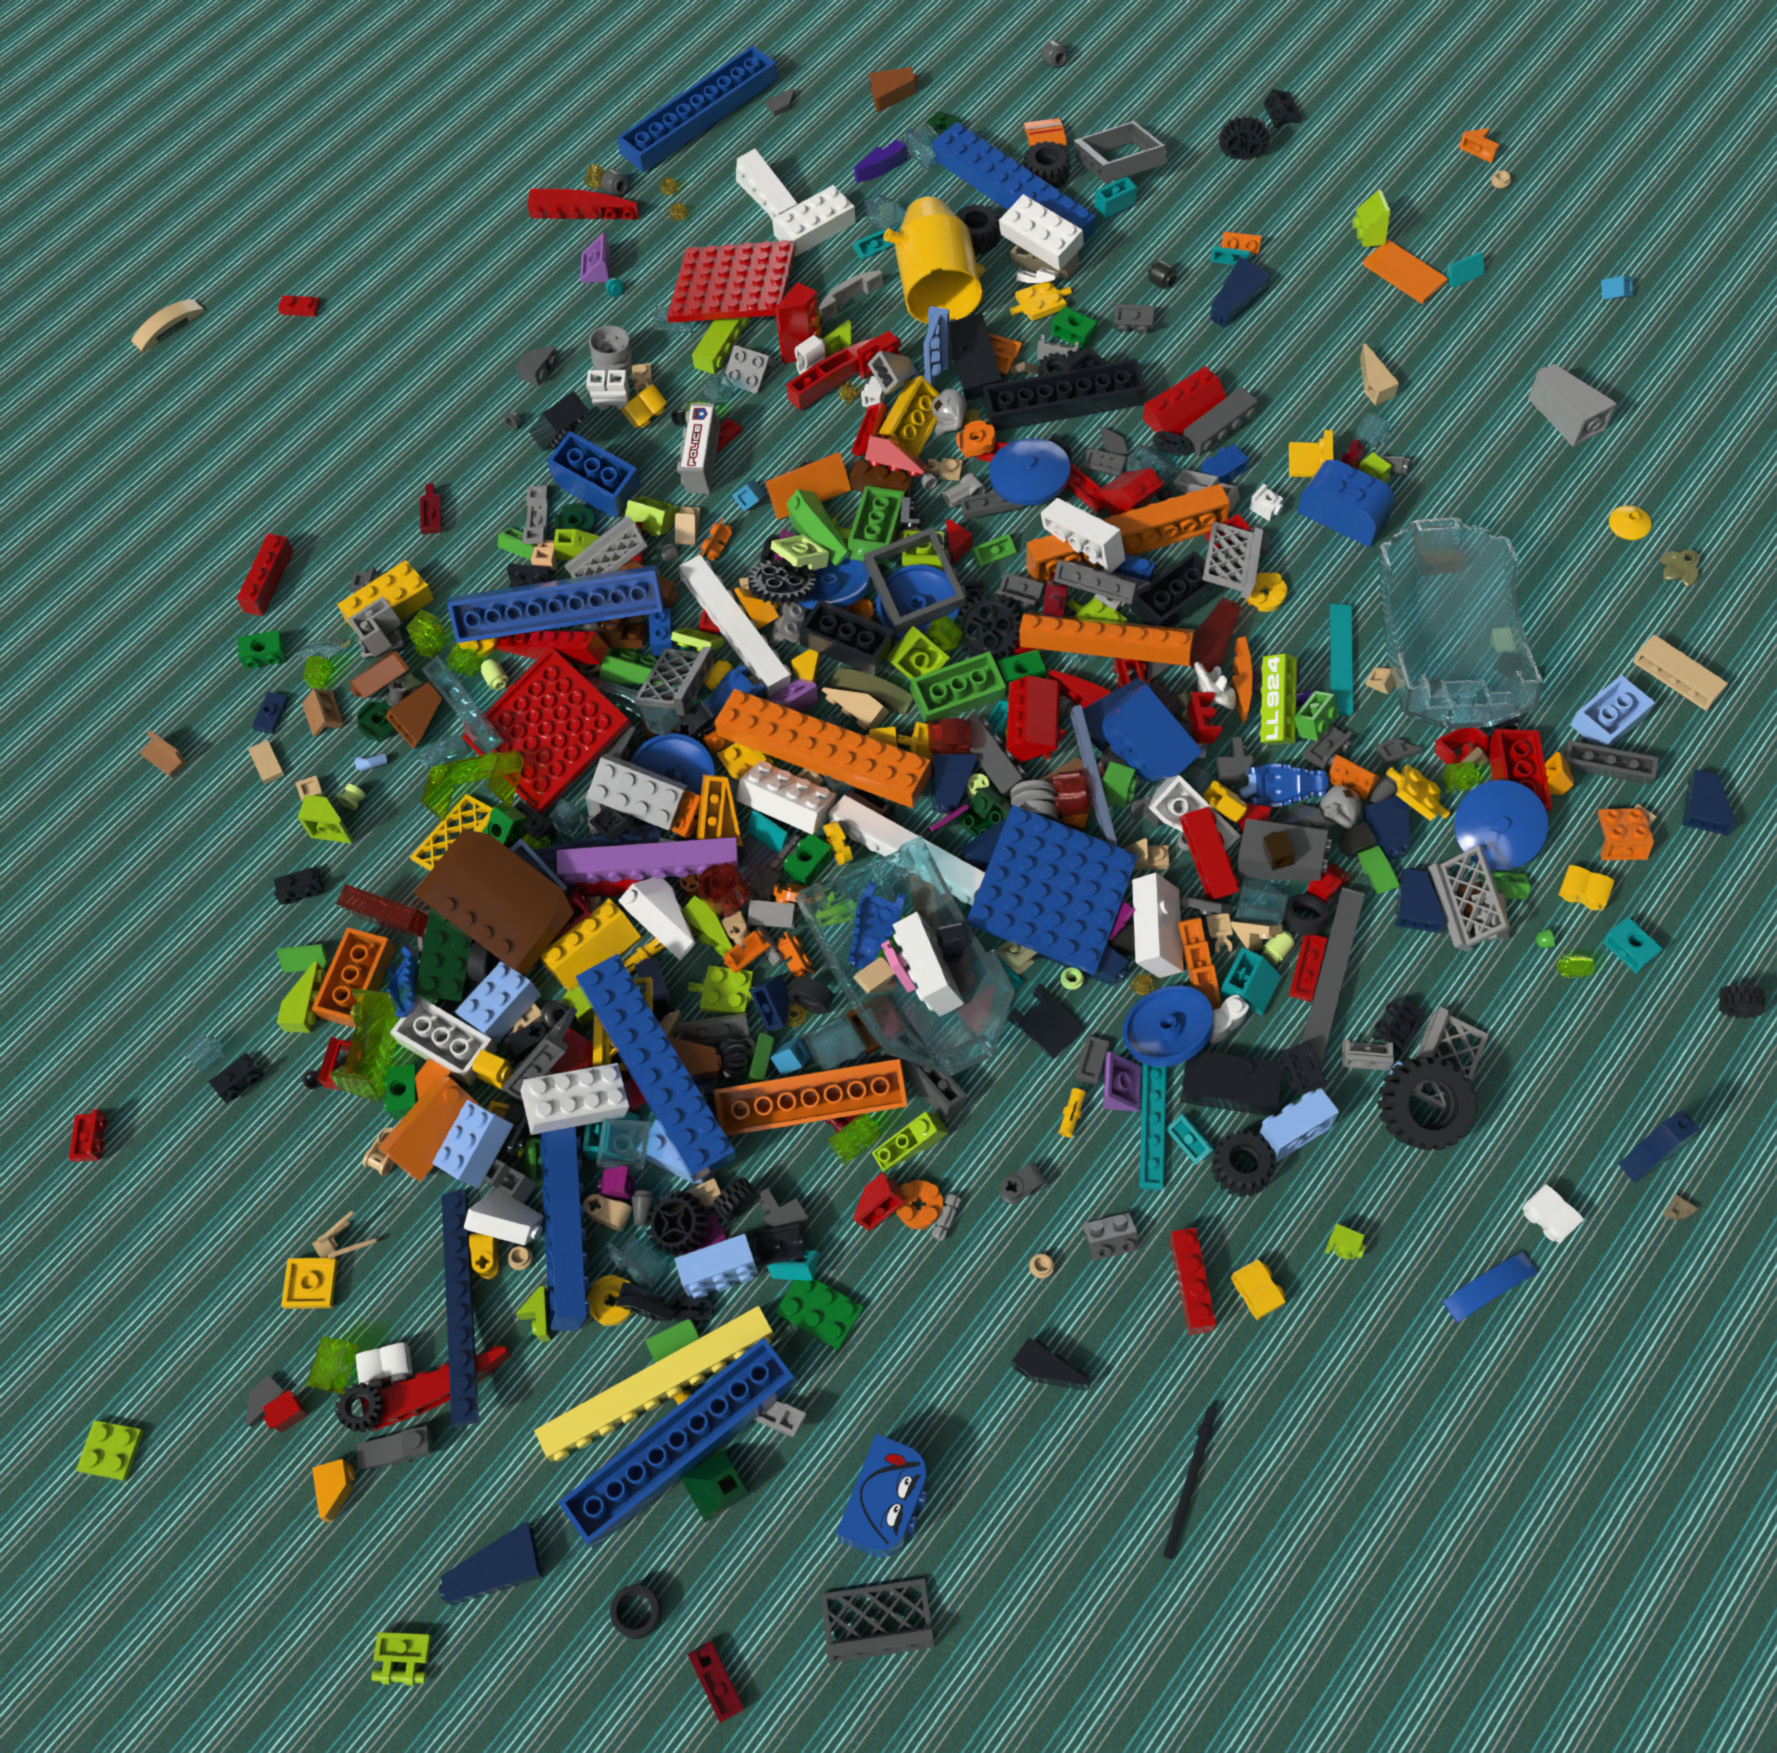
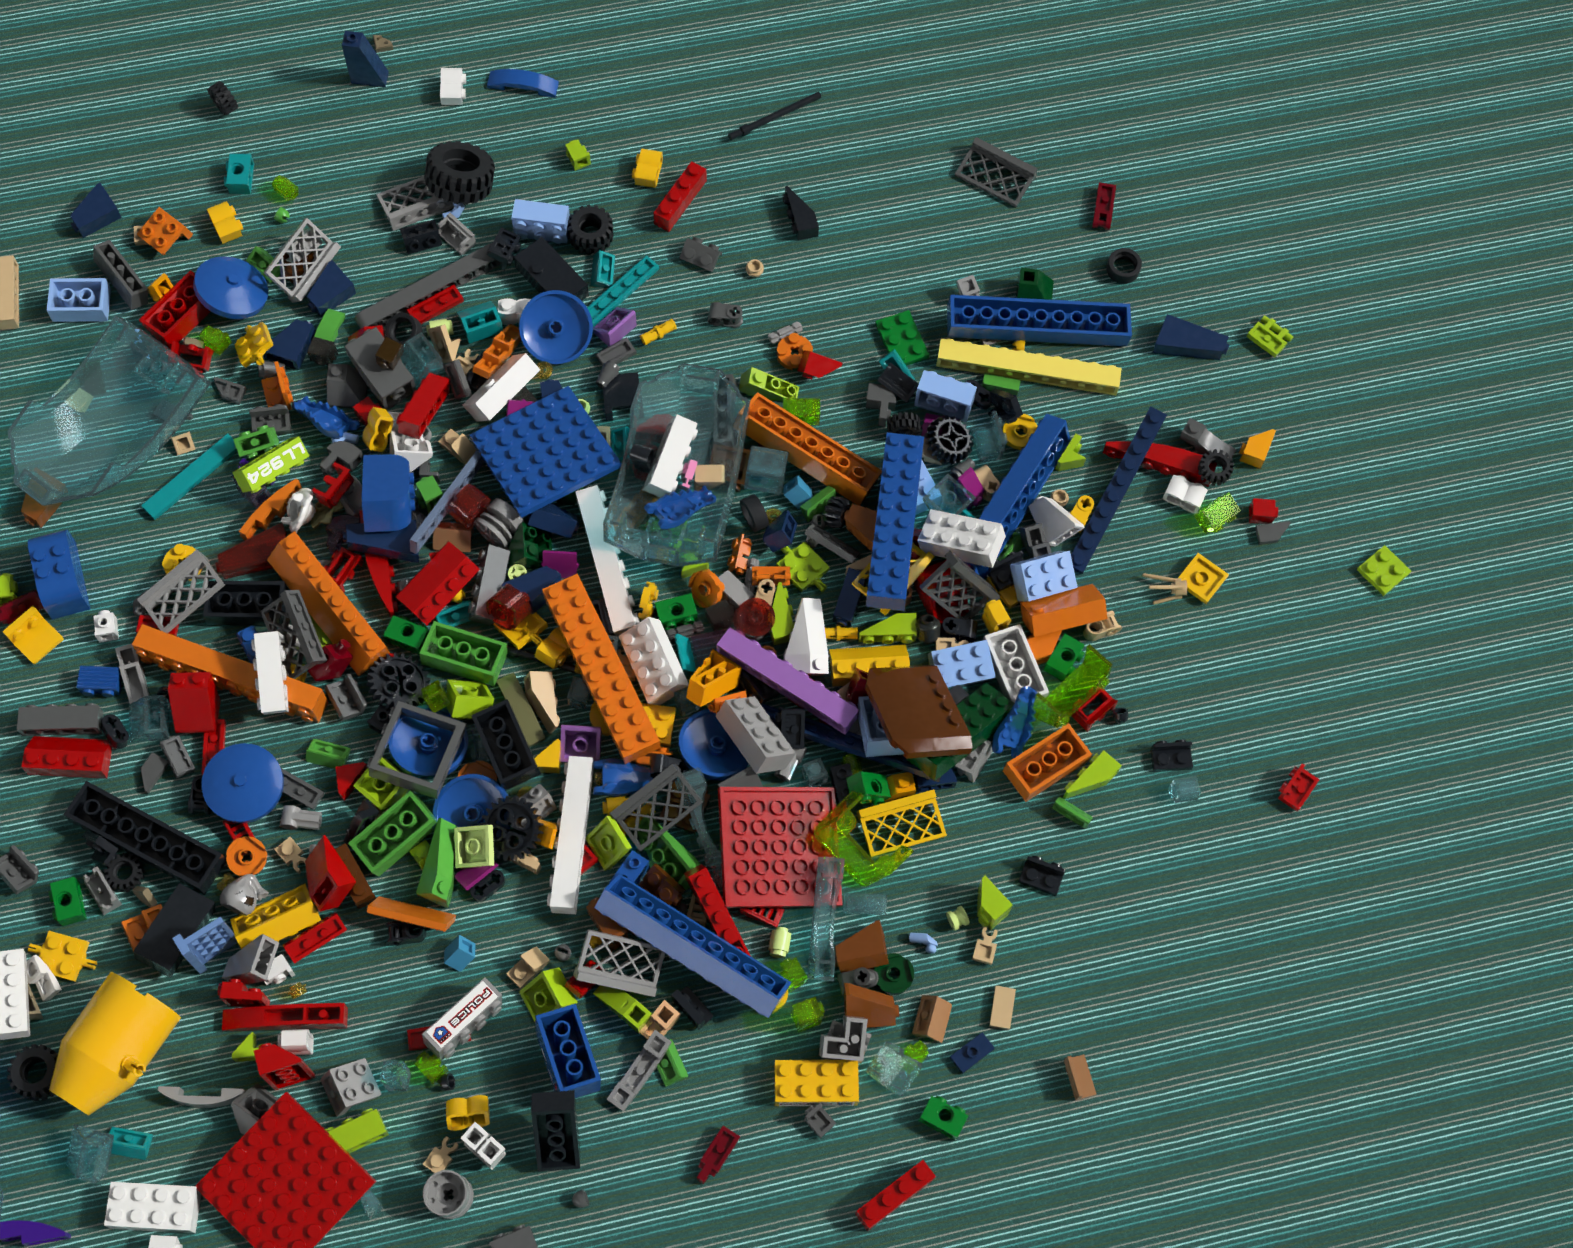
camera: 150 degrees left, 5 degrees up
(382, 911) = (995, 786): clear red slope -> none
(574, 511) = (615, 1054): dark green plate -> none
(712, 546) = (528, 929): orange hinge -> none
(885, 1499) = (948, 213): blue brick -> none
(1077, 1027) = (607, 374): none -> dark grey cone
(1341, 806) = (311, 371): light grey piece -> none

